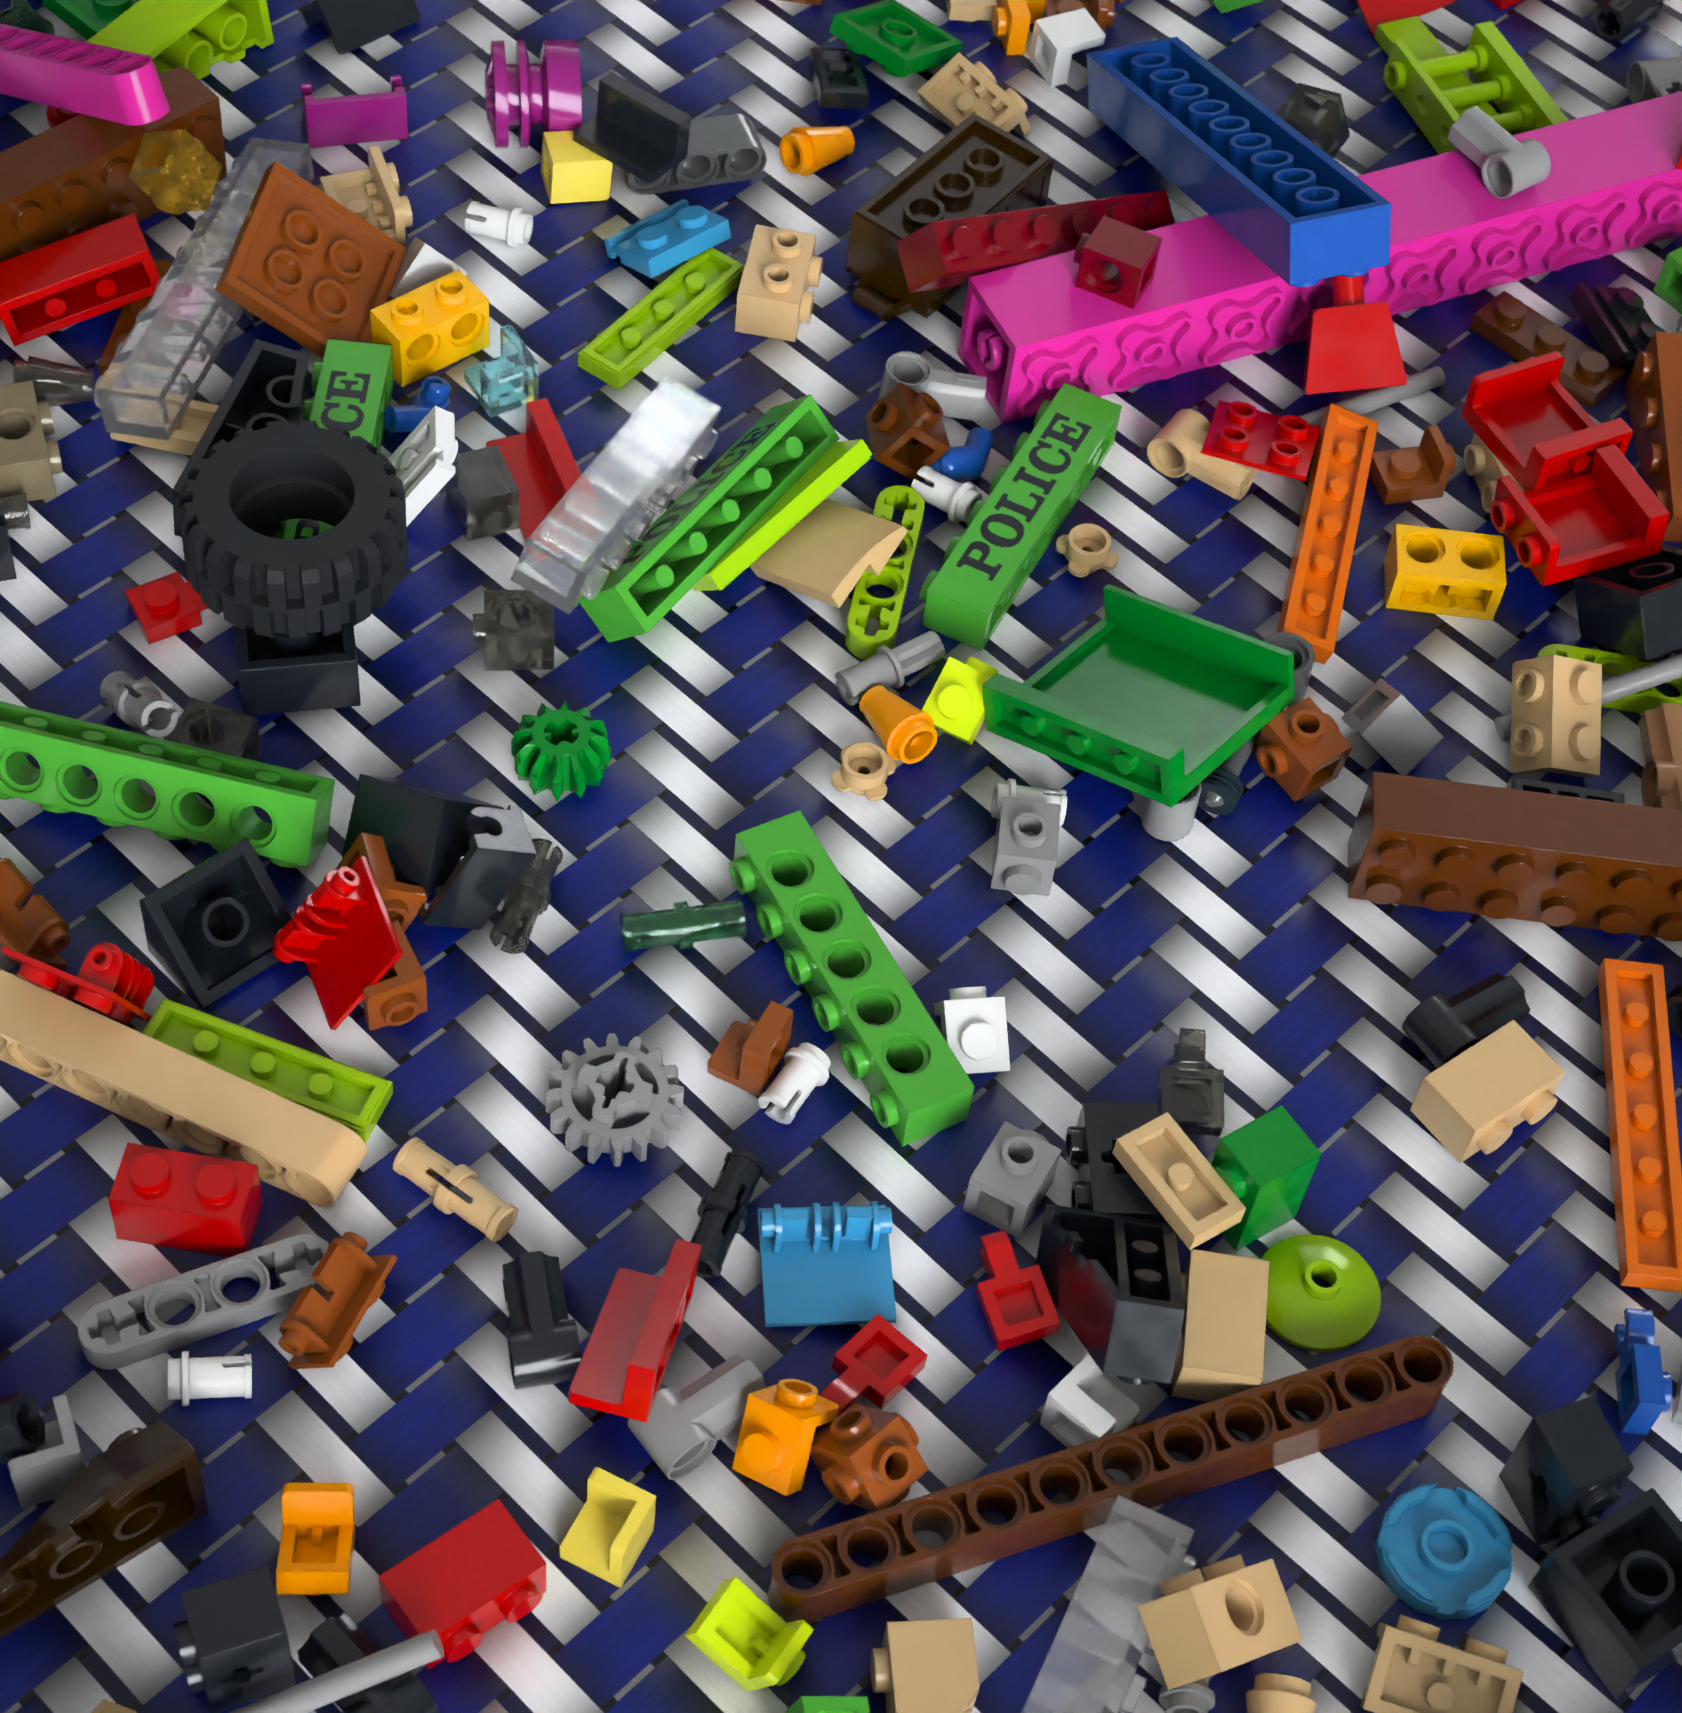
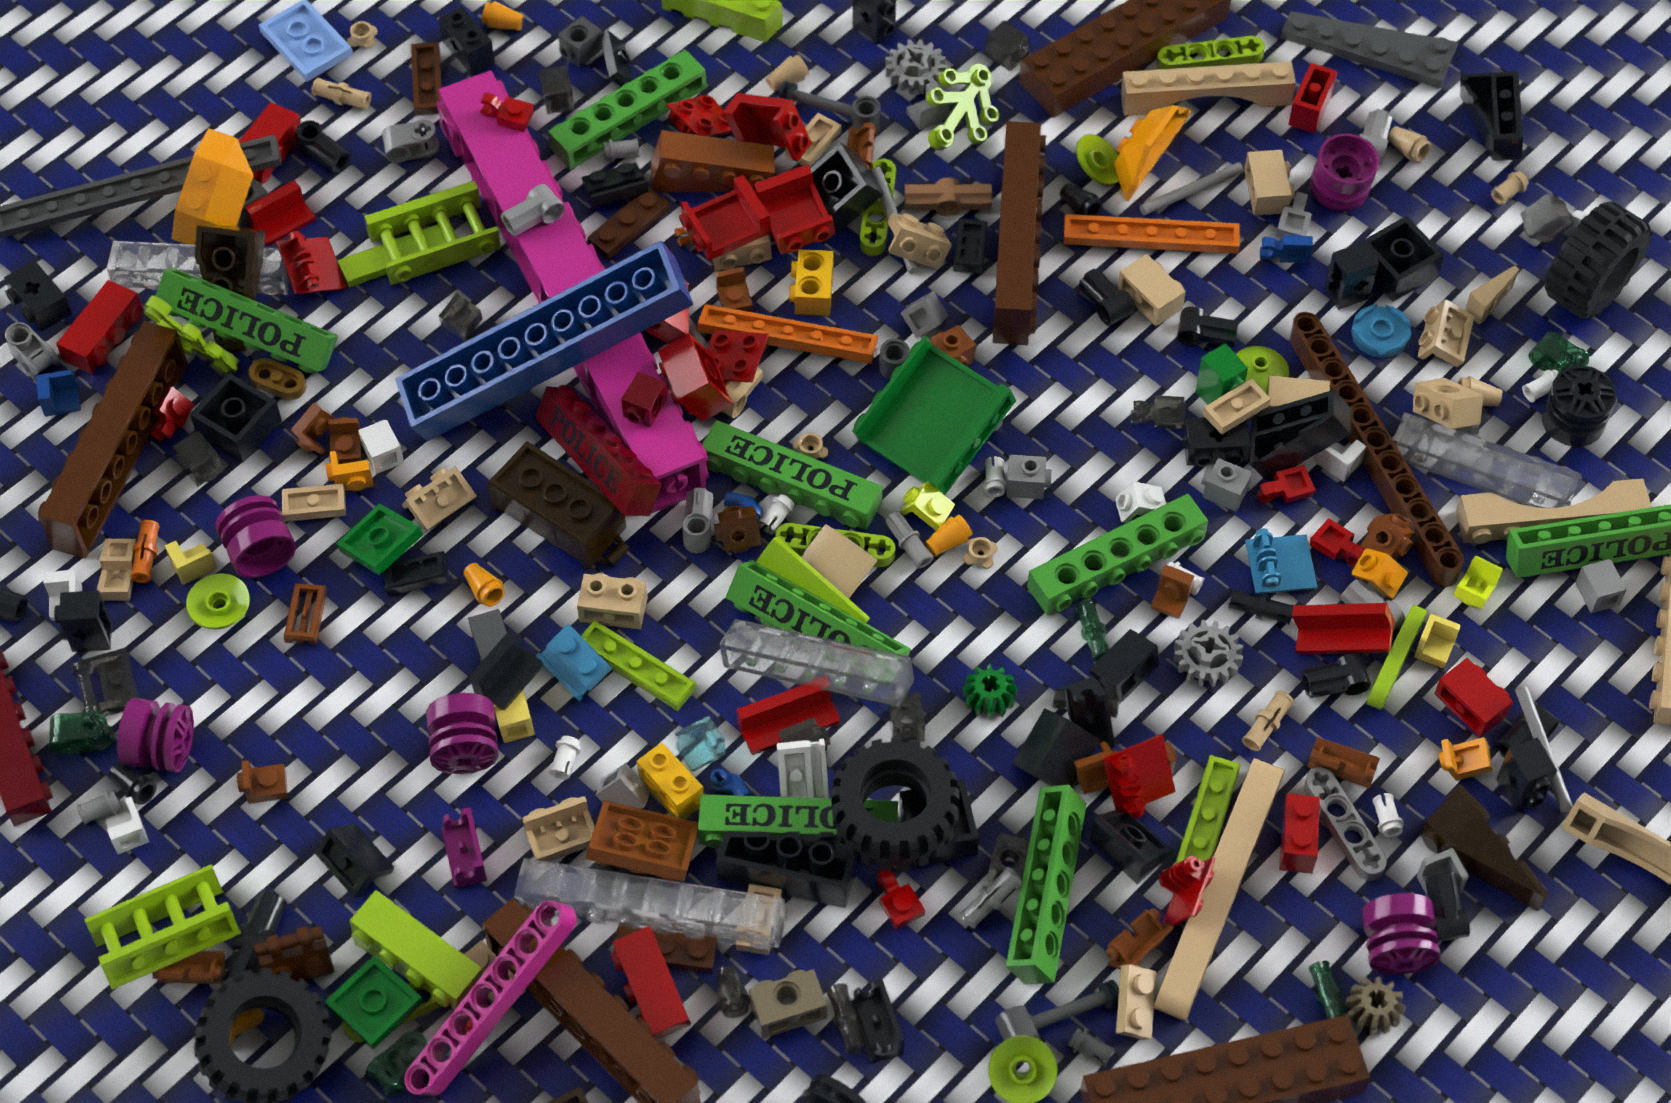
camera: 85 degrees left, 5 degrees up
(175, 171) = (588, 922): clear yellow brick -> none
(576, 1442) = (1396, 657): none -> lime beam
(596, 961) = (1126, 665): none -> black hinge
(1189, 357) = (694, 378): none -> red brick
(1407, 1182) = (1198, 328): none -> black piece

